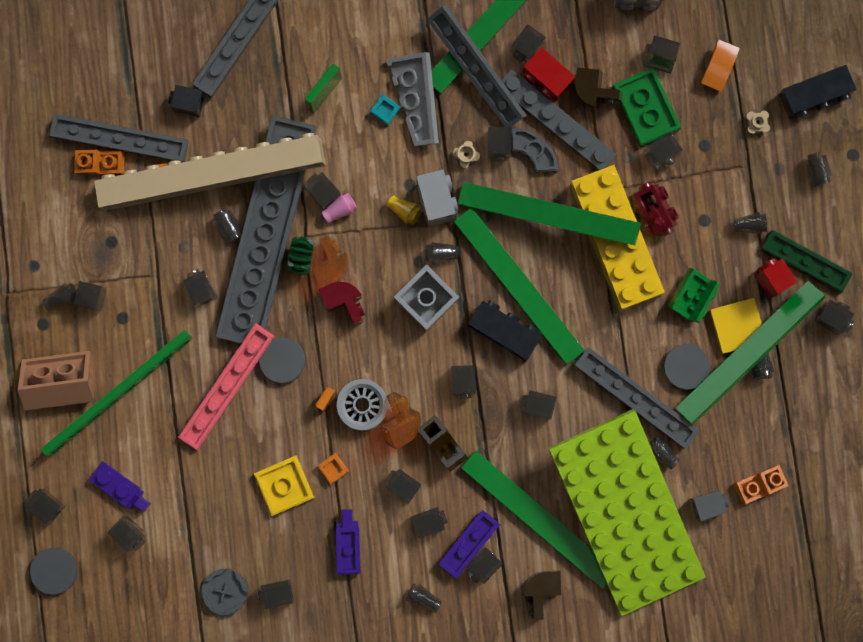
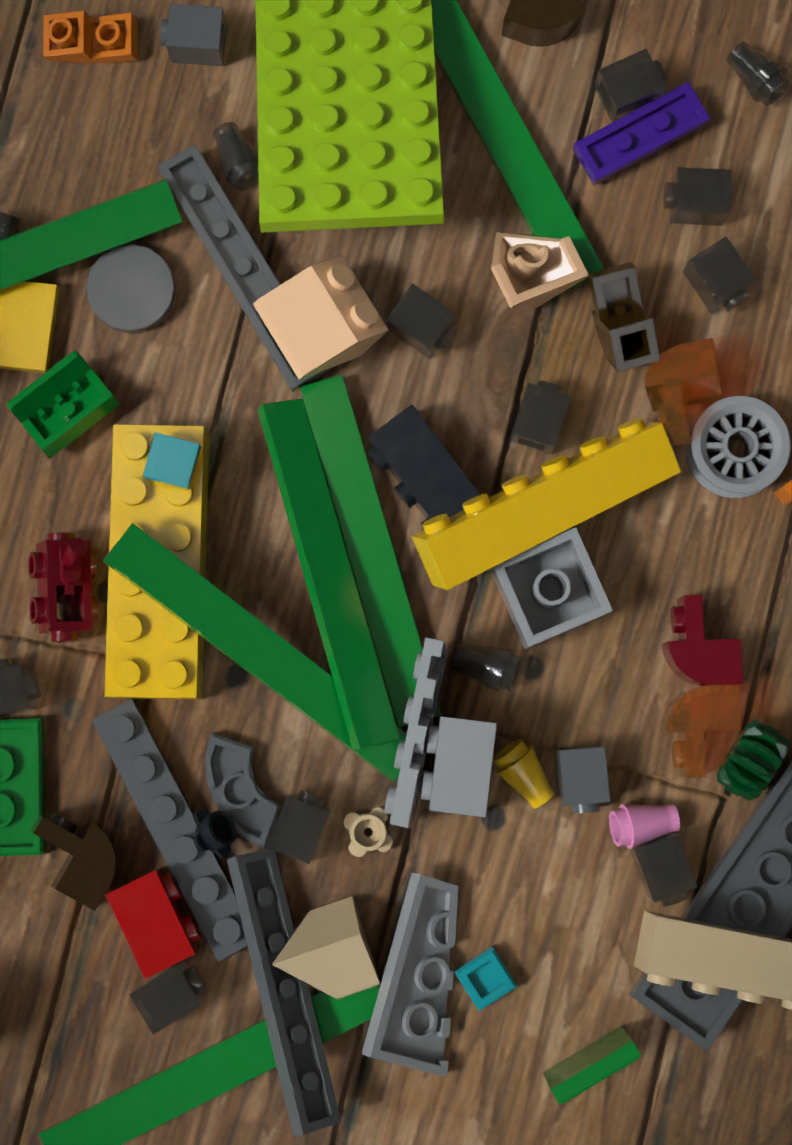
camera: 155 degrees left, 0 degrees up
(376, 217) = (582, 778): none -> dark grey brick
(444, 337) = (546, 503): none -> yellow brick
(461, 93) = (331, 951): none -> tan slope
(464, 214) = (419, 715): none -> light grey wing
(496, 452) = (535, 268): none -> light nougat slope
(535, 265) = (328, 574): none -> green tile
(537, 125) = (214, 832): none -> black plate
(588, 384) = (321, 317): none -> light nougat slope
(629, 284) = (172, 461): none -> teal tile

